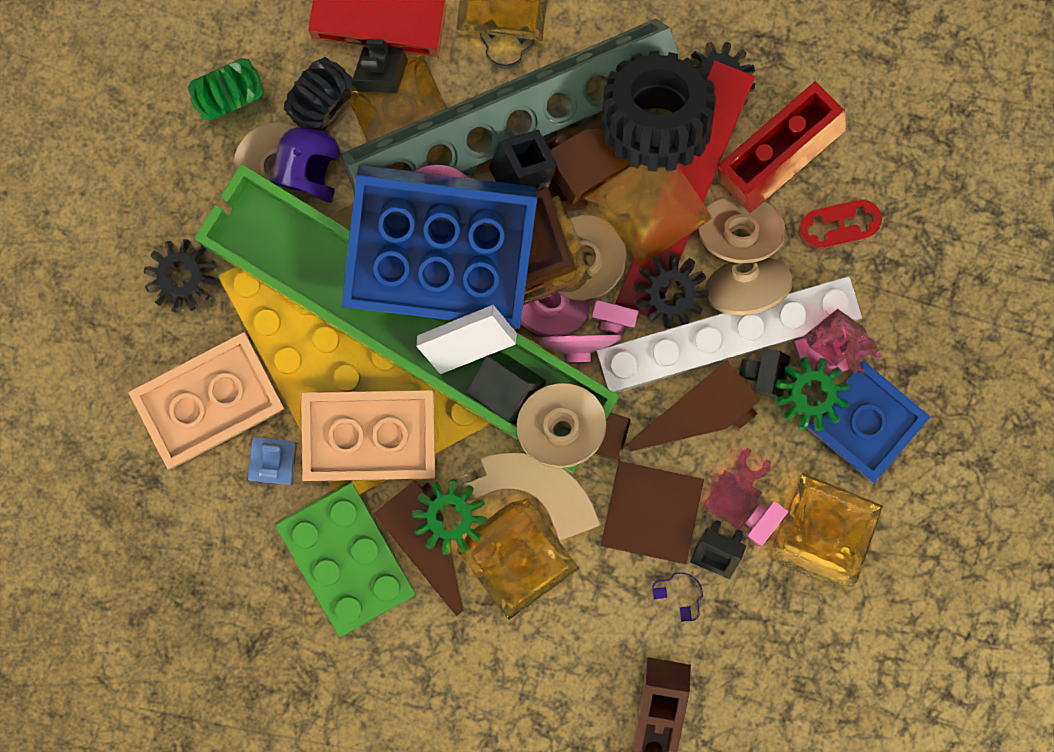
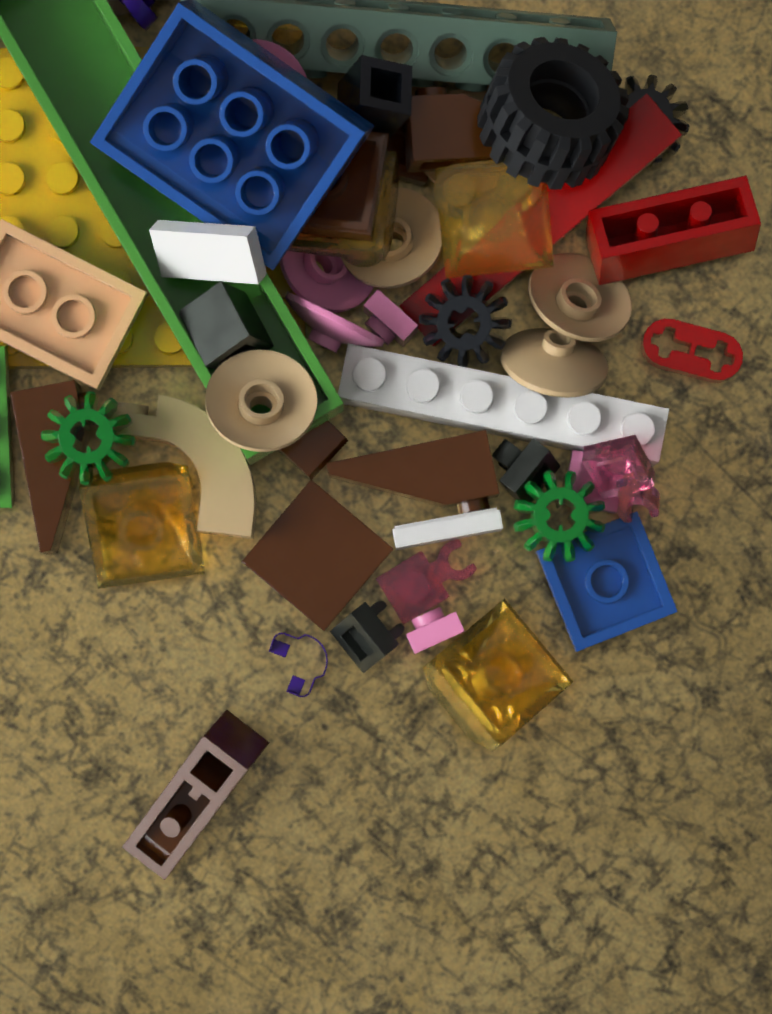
camera: 25 degrees right, 0 degrees up
(735, 444) = (447, 528): none -> white tile

